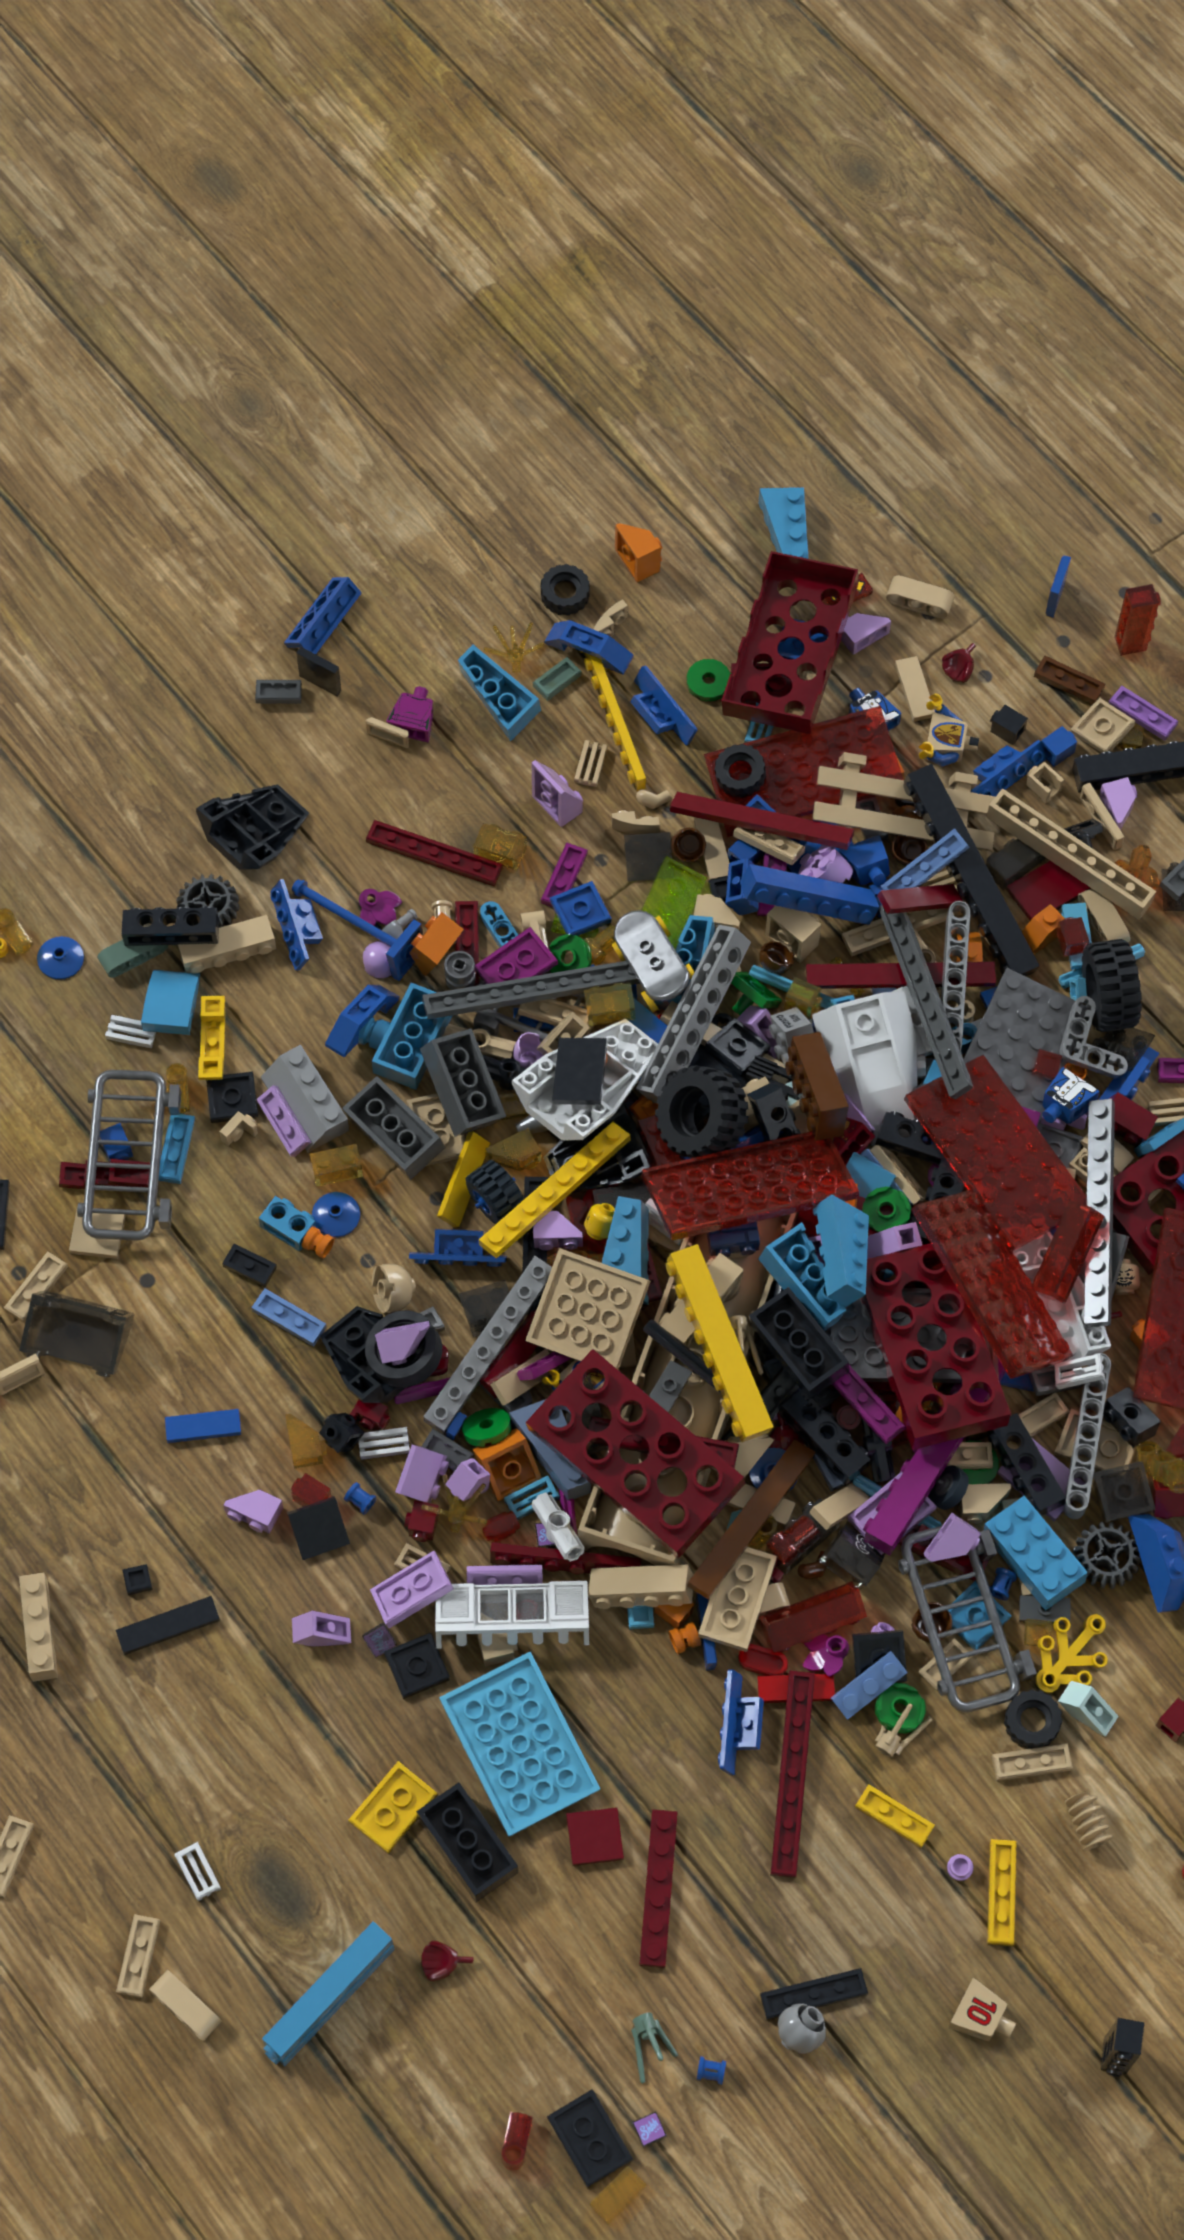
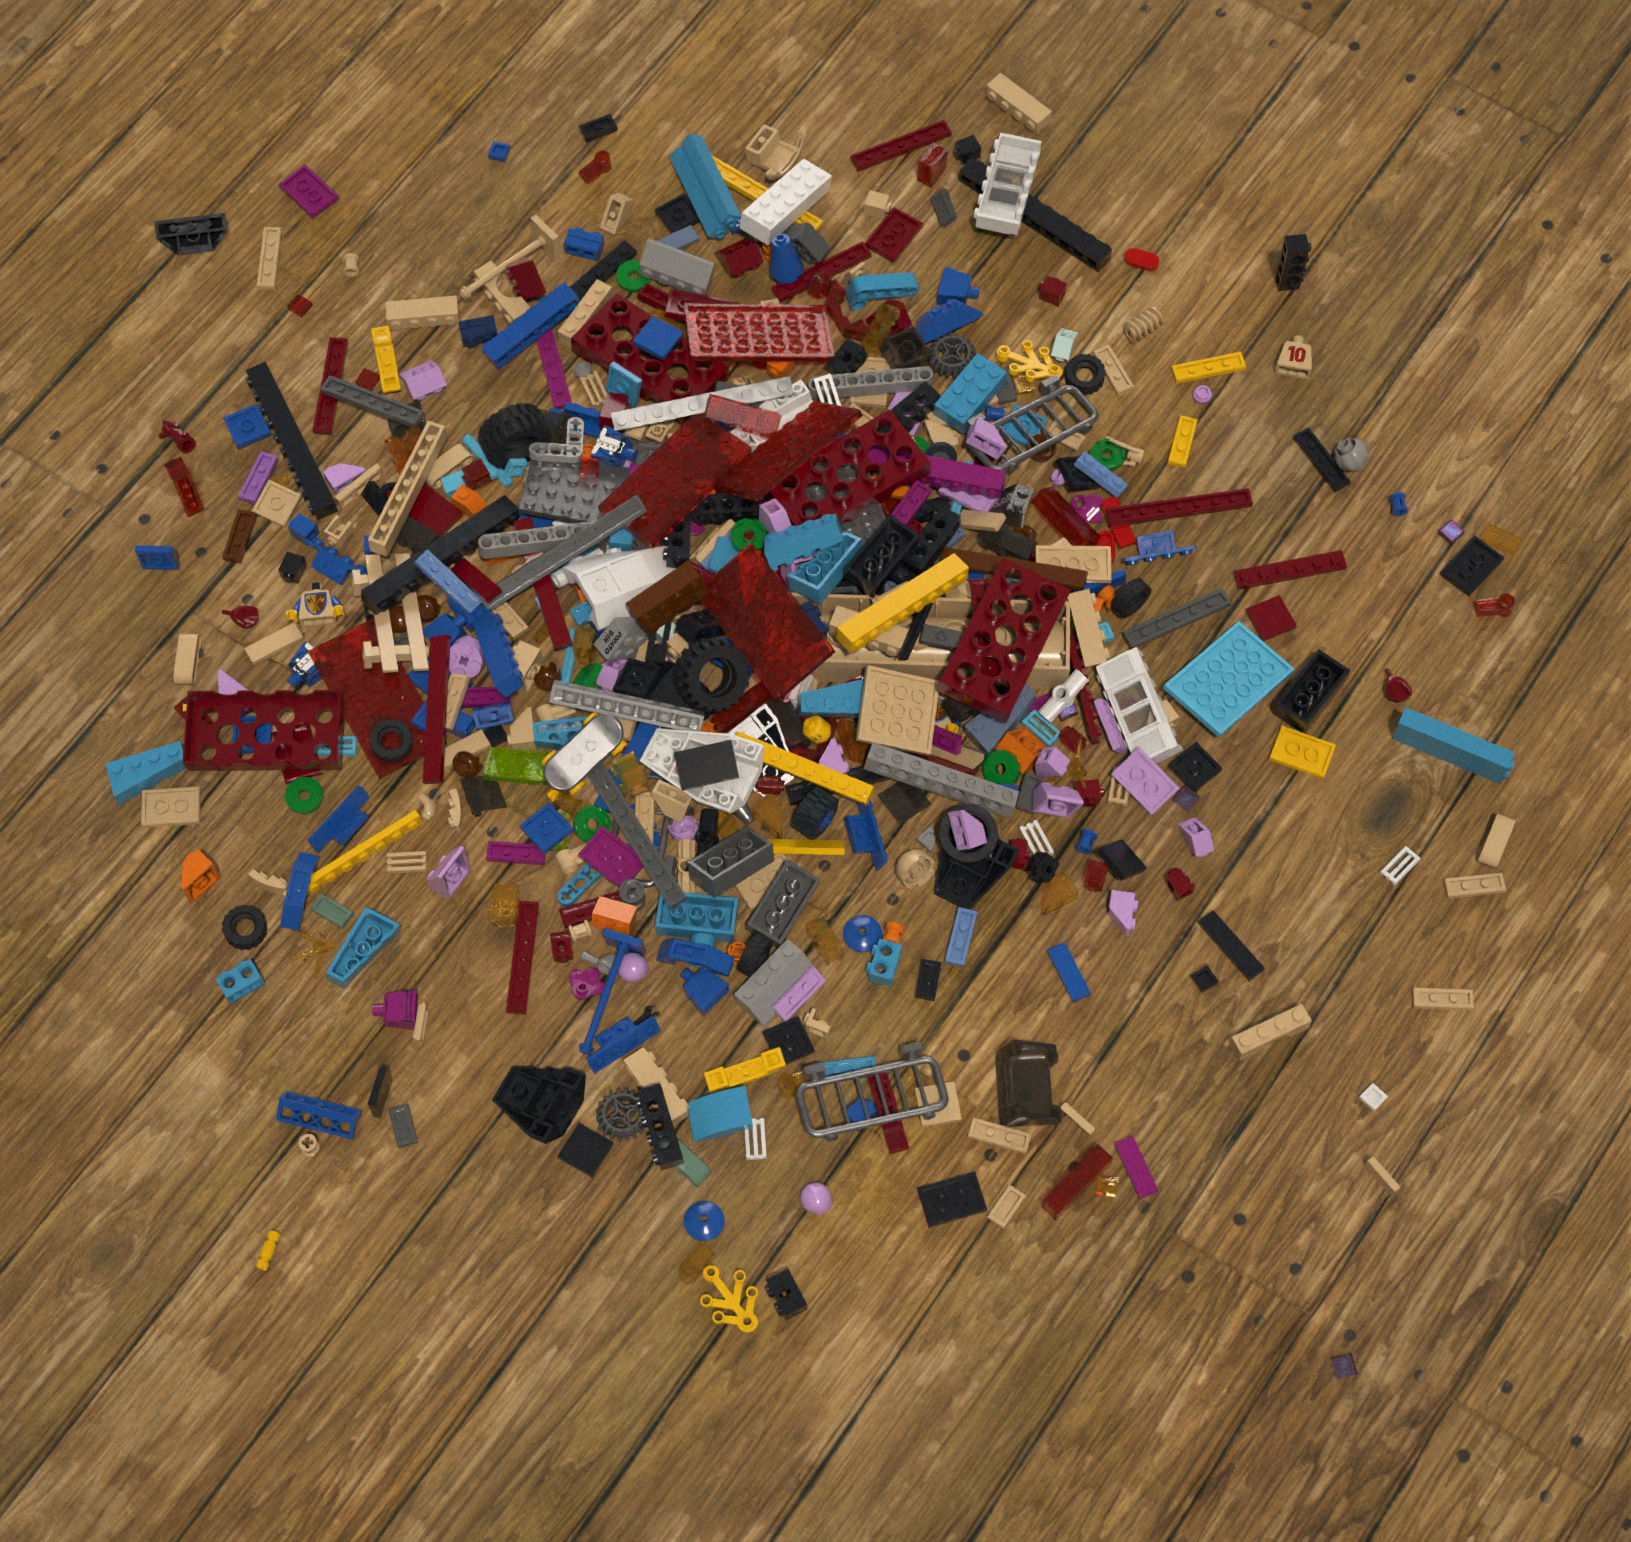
camera: 105 degrees left, 0 degrees up
(38, 1074) = (816, 1198): none -> lavender hair
(183, 860) = (585, 1150): none -> black tile
(191, 542) = (267, 1250): none -> yellow axle
(266, 1587) = (1179, 884): none -> dark red brick
(289, 599) = (313, 1148): none -> tan bush
(317, 960) = (646, 1015): none -> black hand
(318, 1021) = (704, 989): none -> blue torso
(339, 1078) = (754, 954): none -> black tyre
(354, 1075) = (733, 950): none -> orange wheel
(428, 891) = (559, 939): none -> dark red brick
(500, 572) = (242, 985): none -> dark azure brick
(551, 1157) = (770, 784): none -> clear red brick
(630, 1713) = (1176, 618): none -> dark grey plate
(646, 2028) = (1387, 548): sand green plant -> none
(670, 1656) = (1131, 597): none -> black tyre
(738, 550) = (171, 807): none -> tan tile
(788, 1542) = (1023, 543): clear red piece -> none

